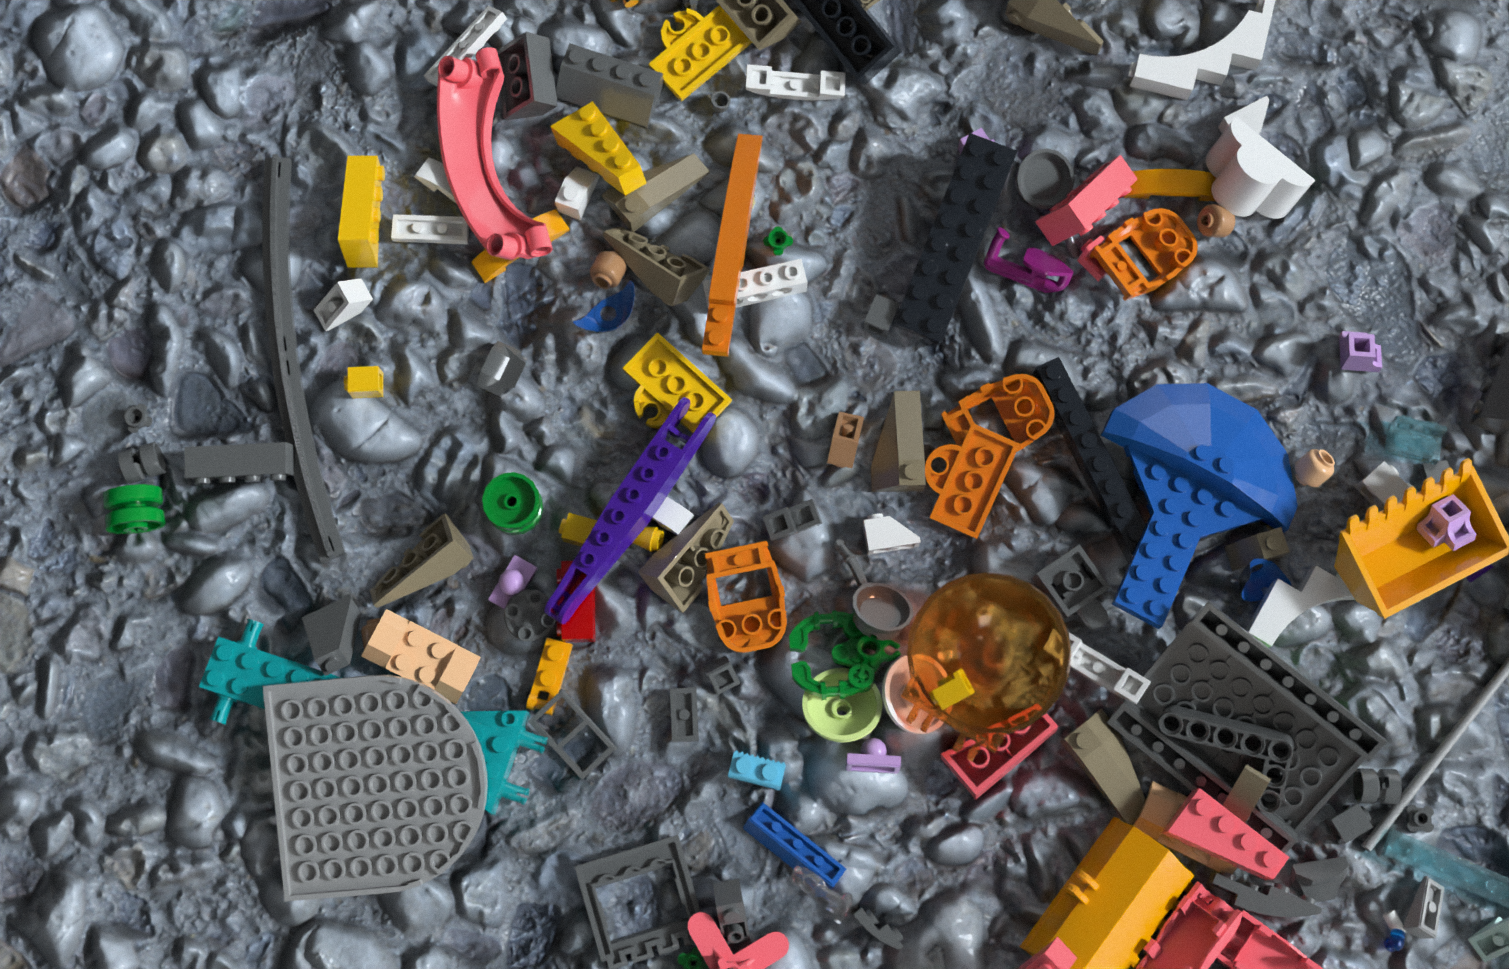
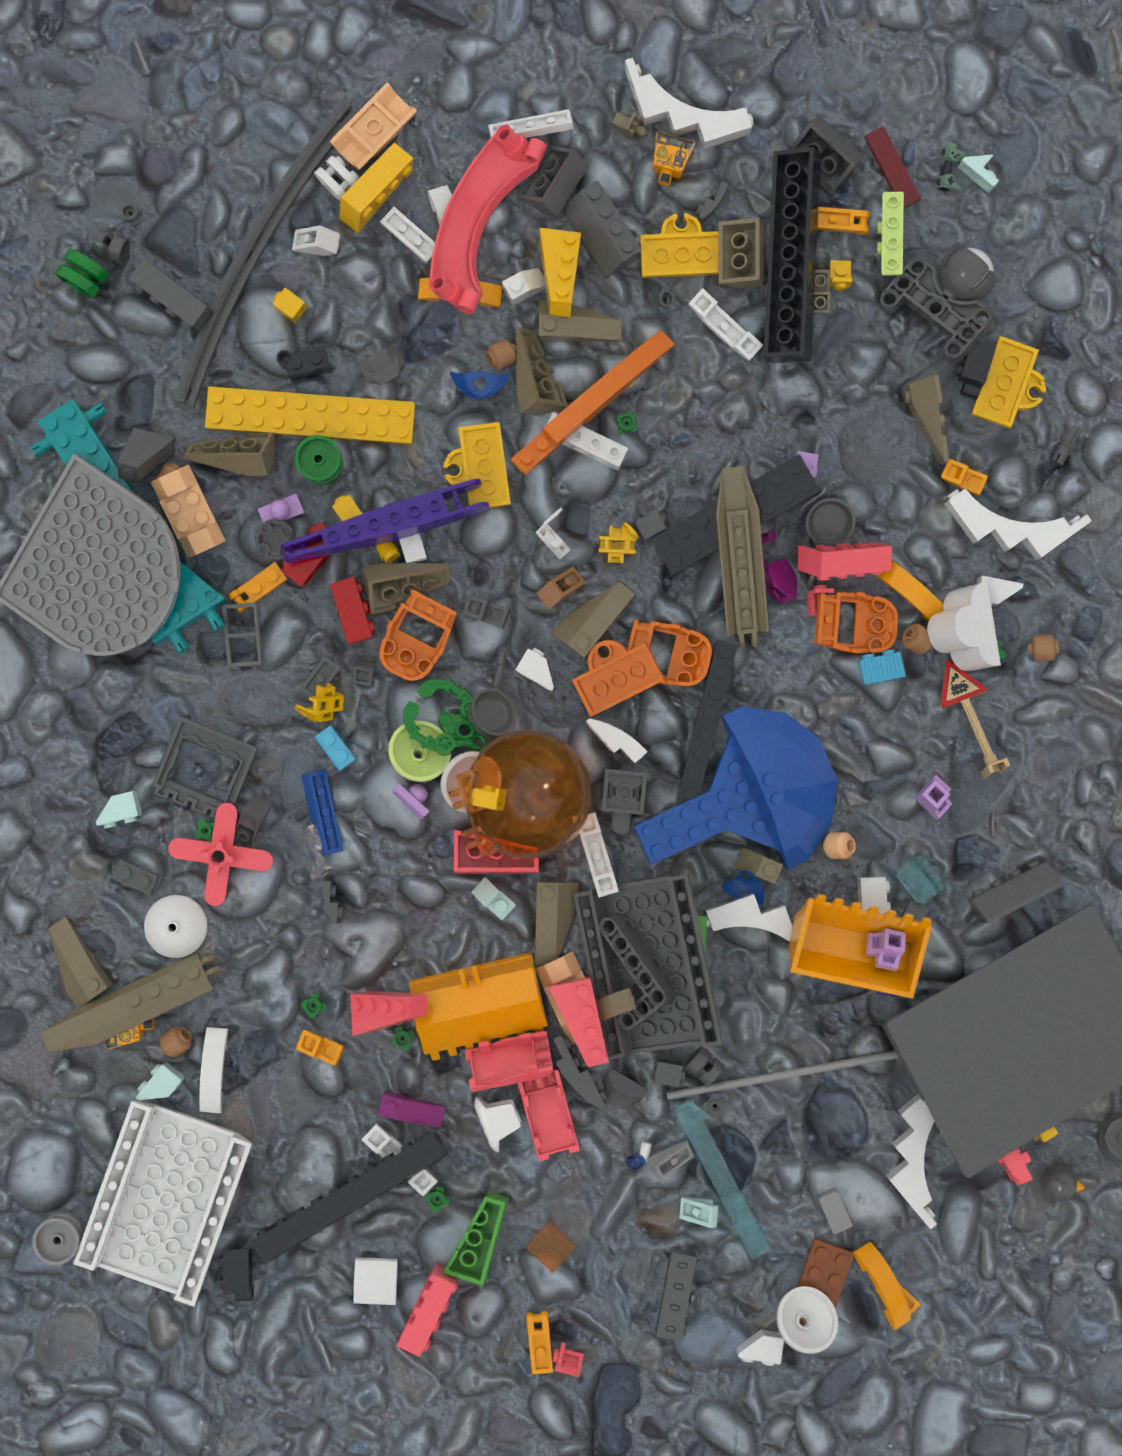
camera: 35 degrees right, 10 degrees up
(311, 221) = (337, 167): none -> white brick
(314, 161) = (372, 127): none -> light nougat piece
(424, 423) = (305, 363): none -> black hinge
(466, 471) = (310, 415): none -> yellow plate
(662, 622) = (352, 610): none -> red brick
(710, 749) = (318, 713): none -> yellow piece
(800, 400) = (551, 539): none -> white piece
(867, 362) = (617, 549): none -> yellow piece
(995, 270) = (741, 556): none -> dark tan hinge
(1022, 538) = (617, 739): none -> white slope
(1033, 793) = (493, 898): none -> light aqua slope
(1127, 49) = (963, 477): none -> light orange slope
(1206, 274) = (881, 668): none -> medium azure brick
(1293, 234) = (959, 688): none -> tan piece
(1334, 138) = (1044, 647): none -> medium nougat head

